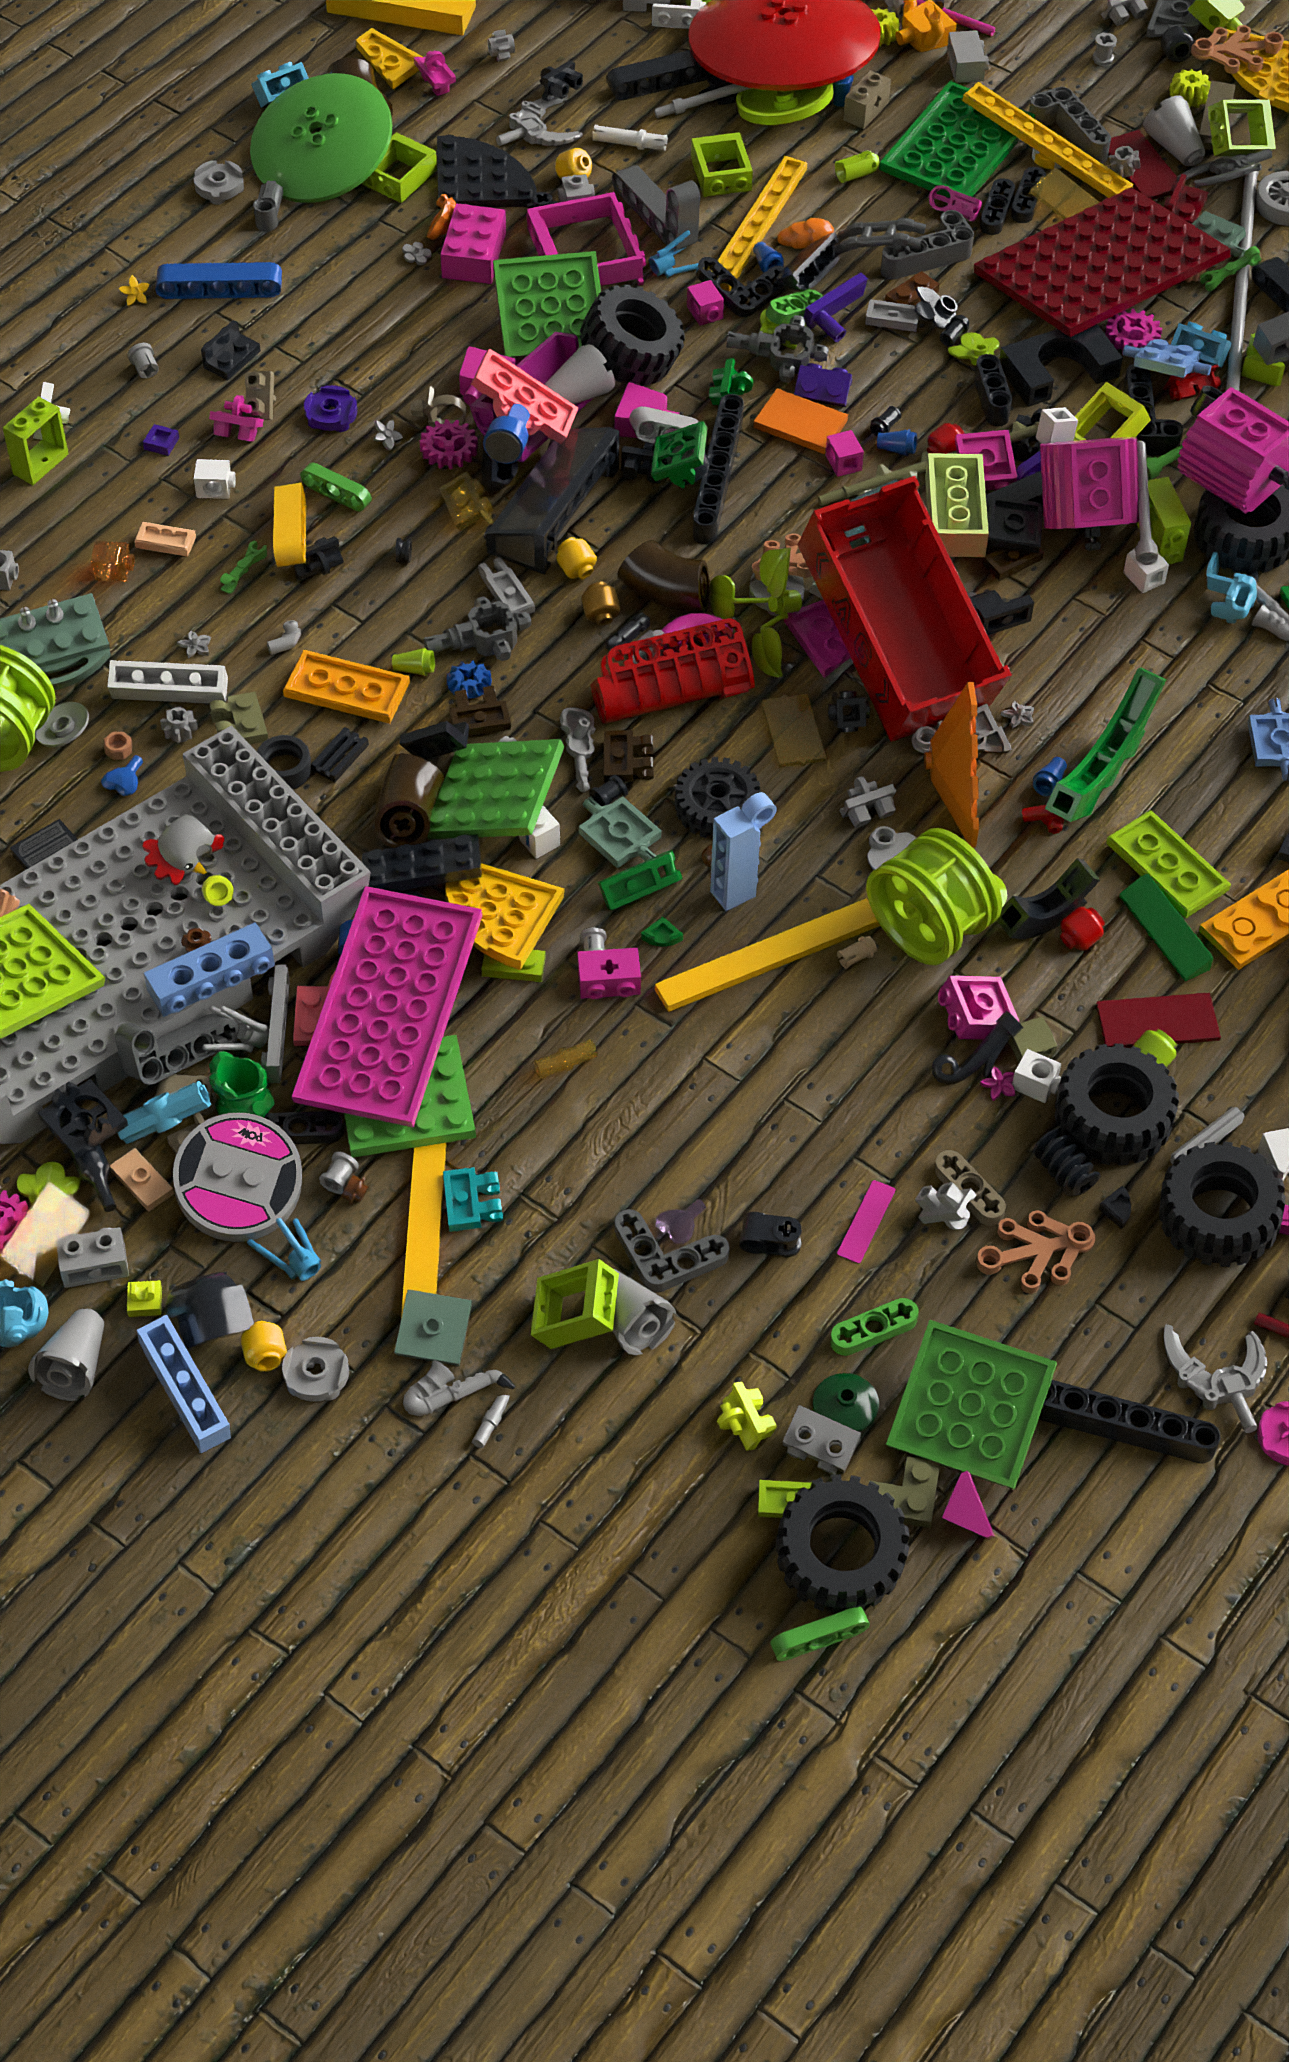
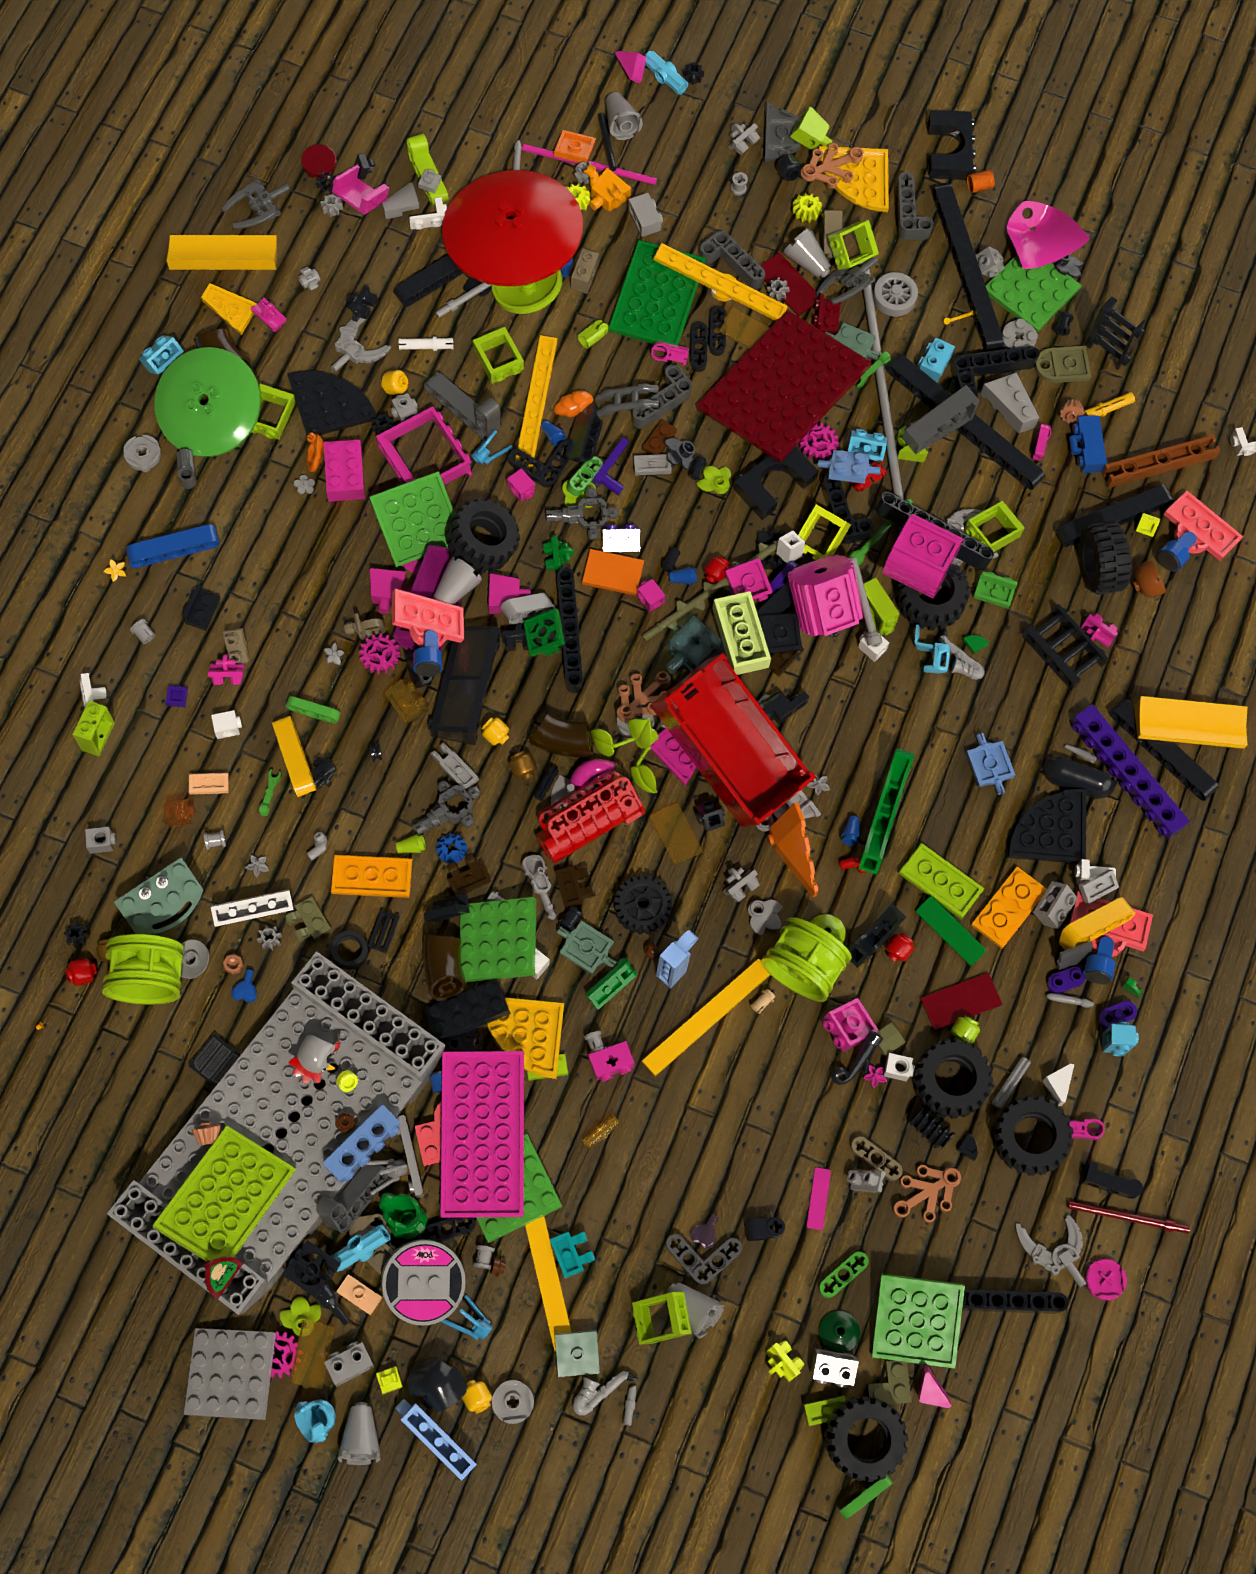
camera: 20 degrees left, 15 degrees up
(148, 601) = (214, 839): none -> light grey bush
(337, 419) = (284, 651): dark purple plate -> none
(662, 934) = (635, 1018): green tile -> none
(993, 390) = (736, 524): black beam -> none

